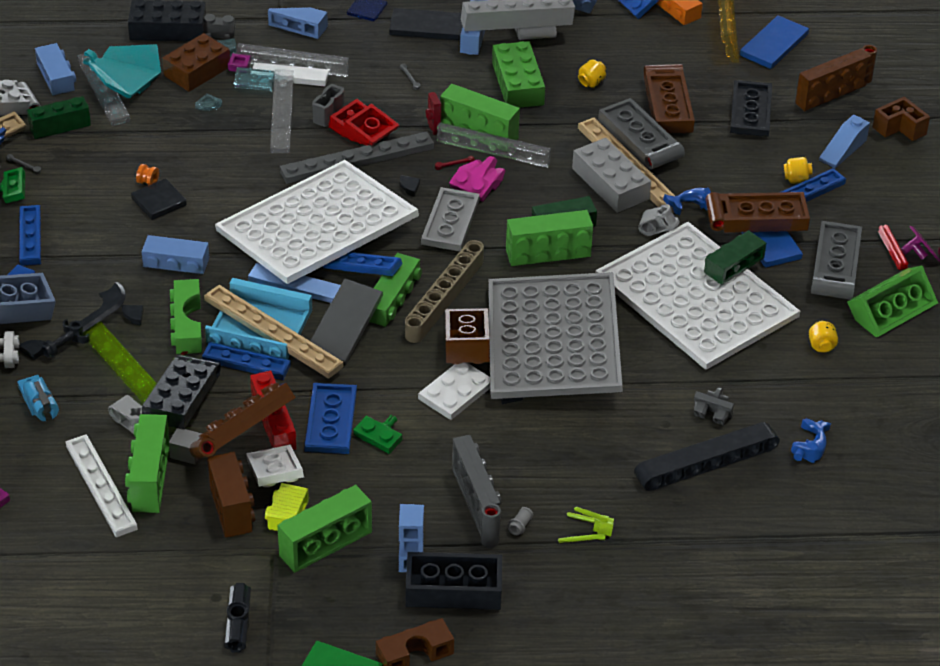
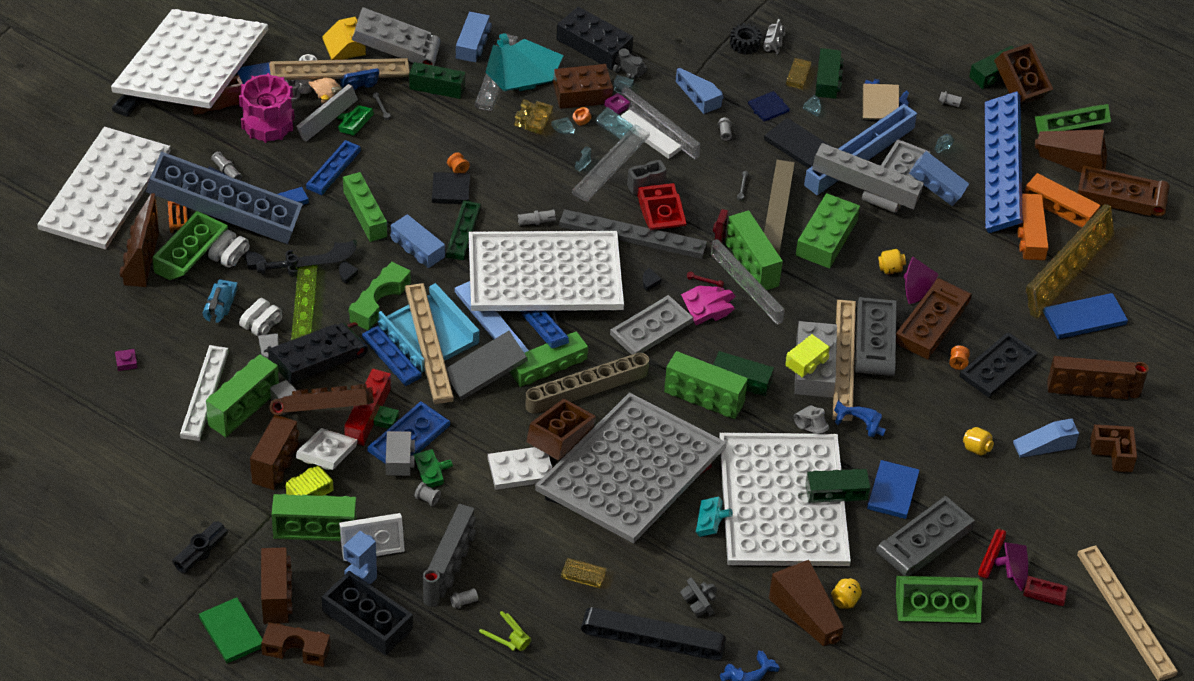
camera: 35 degrees right, 5 degrees up
(98, 250) = (365, 206): none -> bright green brick
(101, 398) = (260, 317): none -> white brick
(180, 108) = (538, 116): none -> clear yellow plate
(205, 226) = (465, 223): none -> dark green tile
(218, 86) = (582, 116): none -> orange tile
(255, 118) = (585, 159): none -> clear light blue tile
(262, 184) = (536, 217): none -> light grey pin
(297, 412) = (386, 417): none -> green plate
(344, 433) = (399, 453): none -> light grey brick
(348, 37) = (725, 130): none -> light grey pin
(348, 606) = (276, 585): none -> reddish brown brick
(383, 516) = (385, 530): none -> white plate
(400, 454) = (427, 494): none -> light grey bush
(449, 65) = (779, 202): none -> dark tan beam
(597, 442) = (583, 573): none -> clear yellow tile
(615, 169) = (807, 355): none -> neon yellow brick
(628, 77) = (918, 280): none -> magenta shield
(656, 338) = (710, 516): none -> teal plate
(718, 117) = (959, 357): none -> orange wheel
(758, 212) = (898, 458): reddish brown hinge -> none
(804, 360) = (804, 600): none -> reddish brown slope
(819, 184) = (974, 463): blue tile -> none

